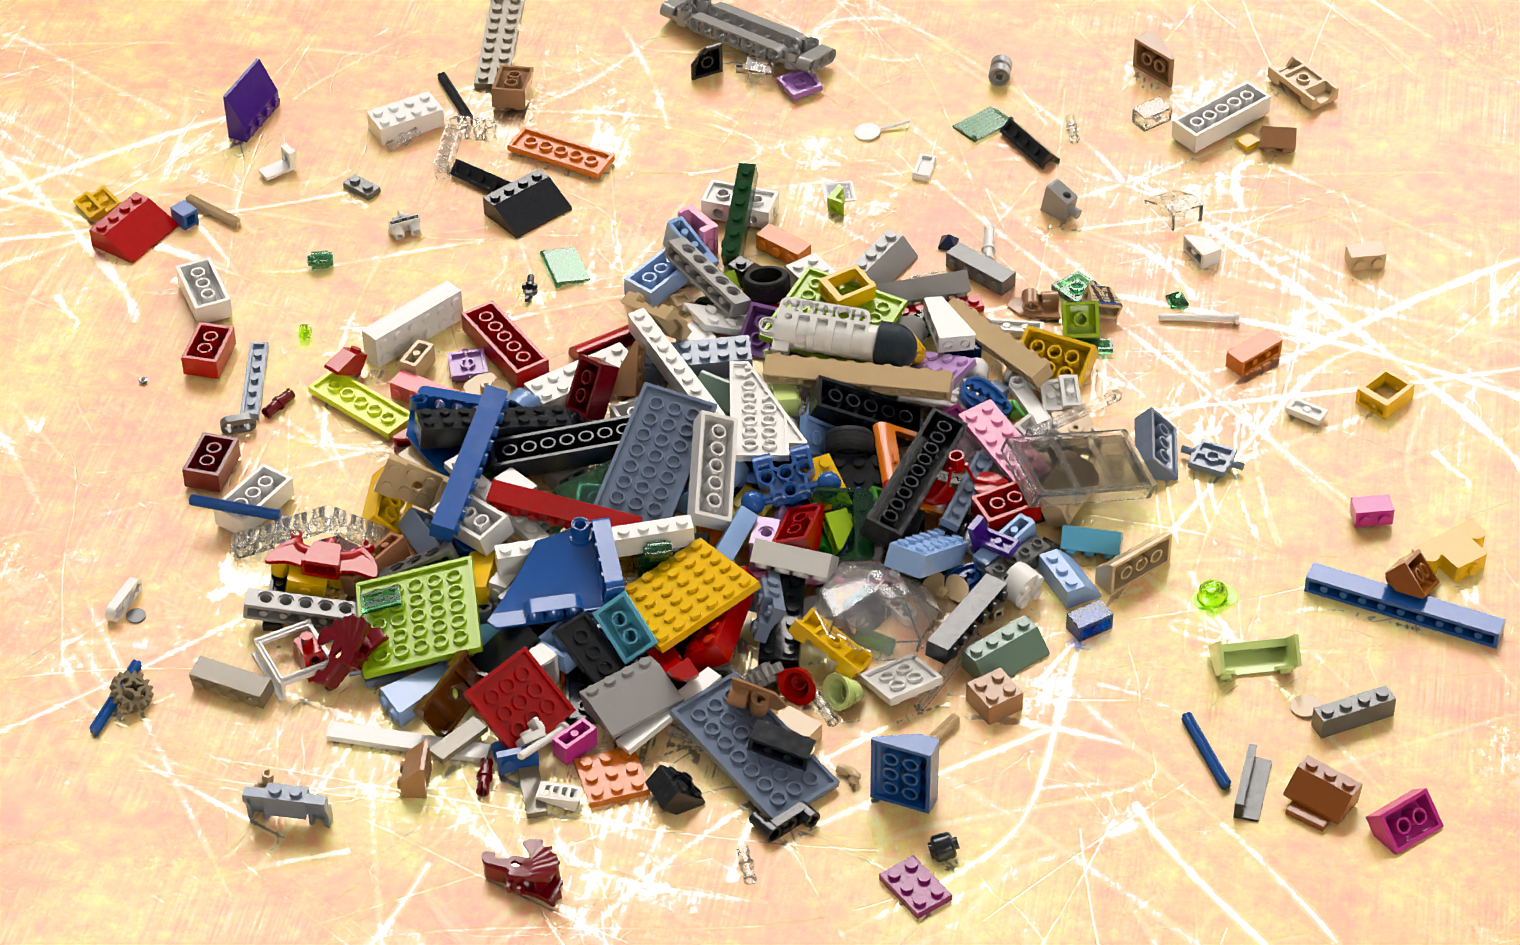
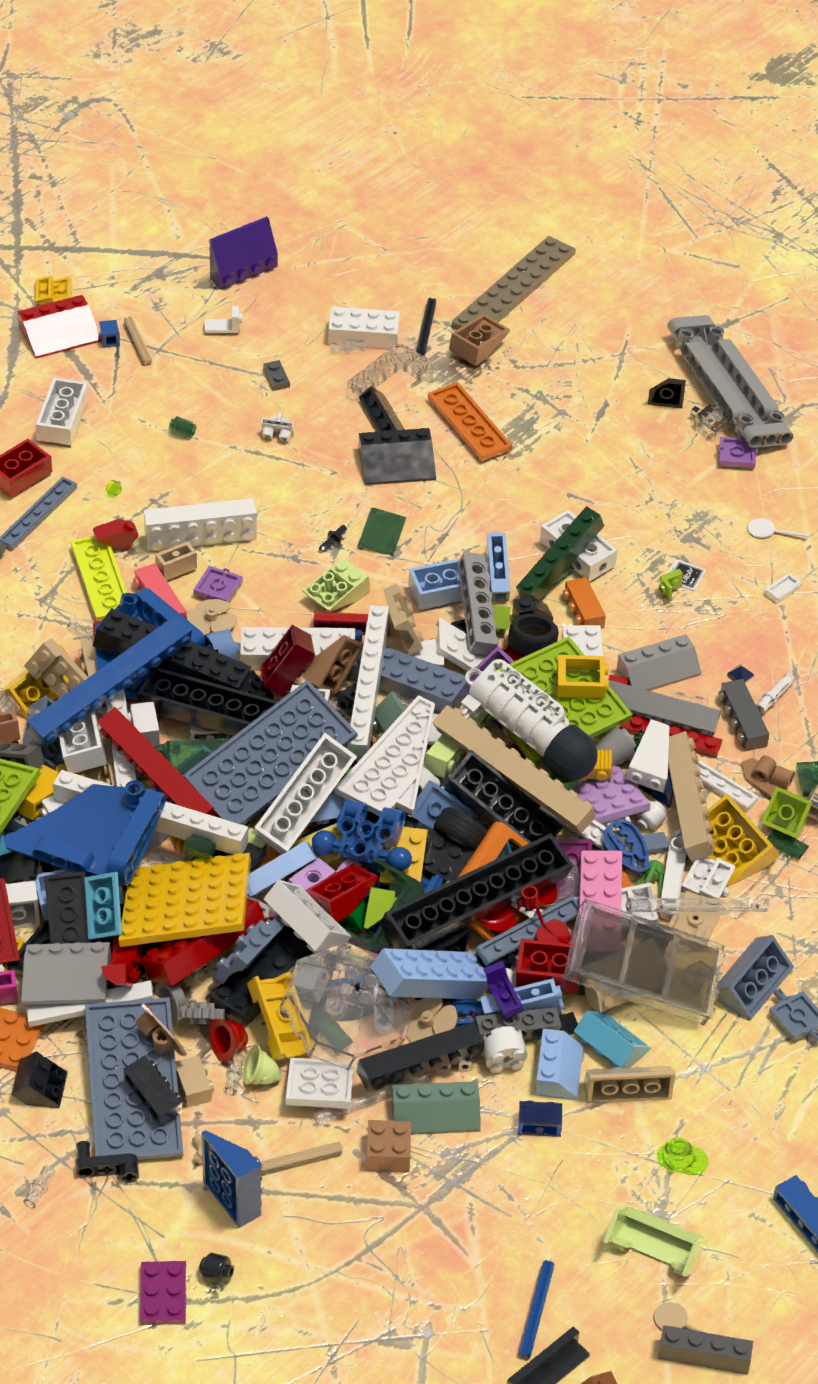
camera: 30 degrees right, 5 degrees up
(278, 403) = (37, 543): dark red pin -> none
(504, 343) = (261, 580): red brick -> none
(572, 318) = (338, 586): none -> yellowish green slope
(678, 299) = (450, 613): tan plate -> none
(703, 226) = (517, 553): bright pink panel -> none

